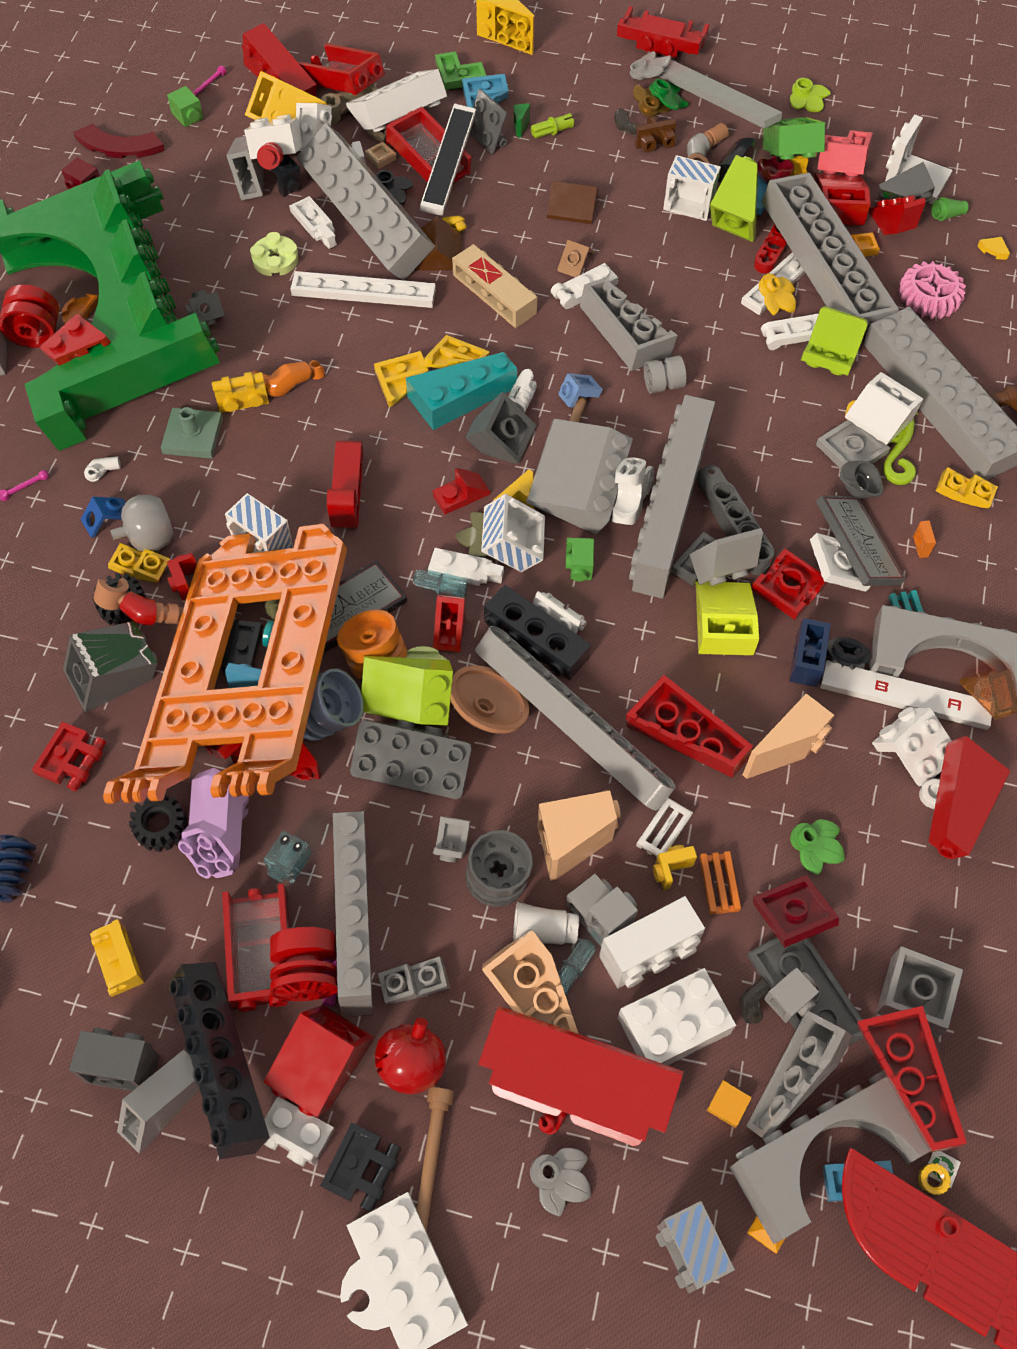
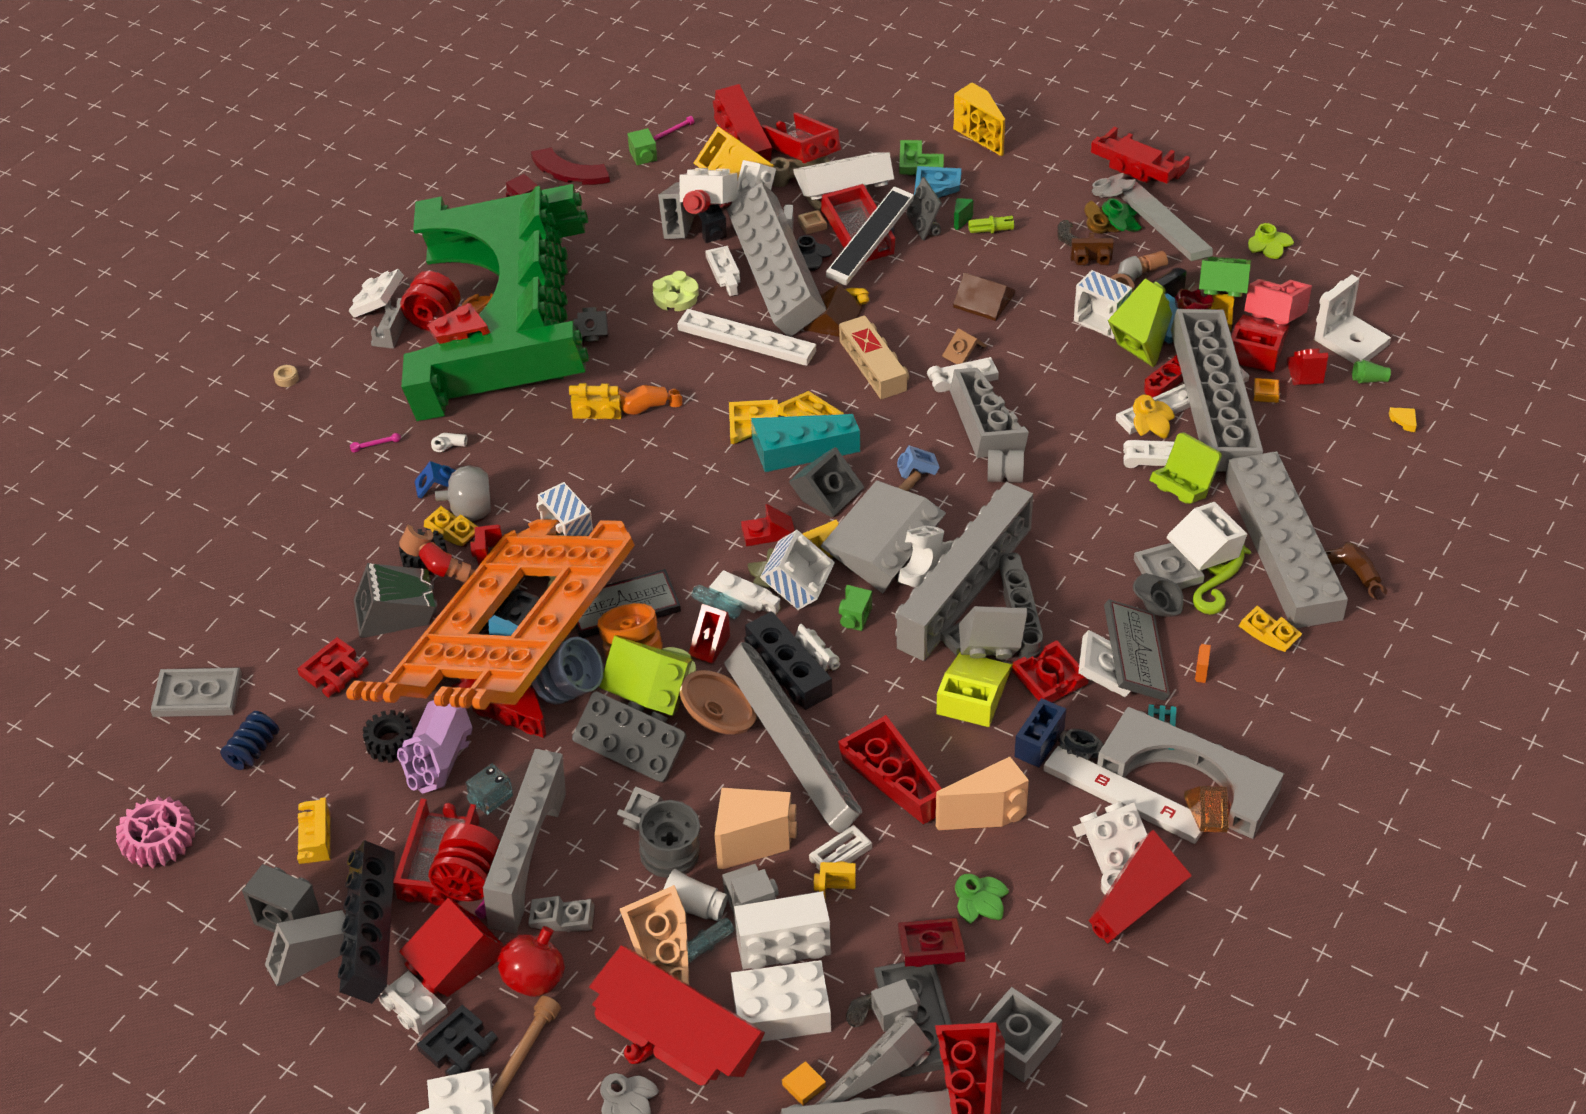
camera: 20 degrees right, 15 degrees down
(192, 433) = (540, 429): sand green tile -> none
(345, 495) = (654, 512): red beam -> none
(523, 390) = (862, 453): white hinge -> none
(716, 858) = (877, 887): orange tile -> none
(910, 182) = (1331, 339): dark grey slope -> none
(932, 290) = (1315, 444): bright pink gear -> none

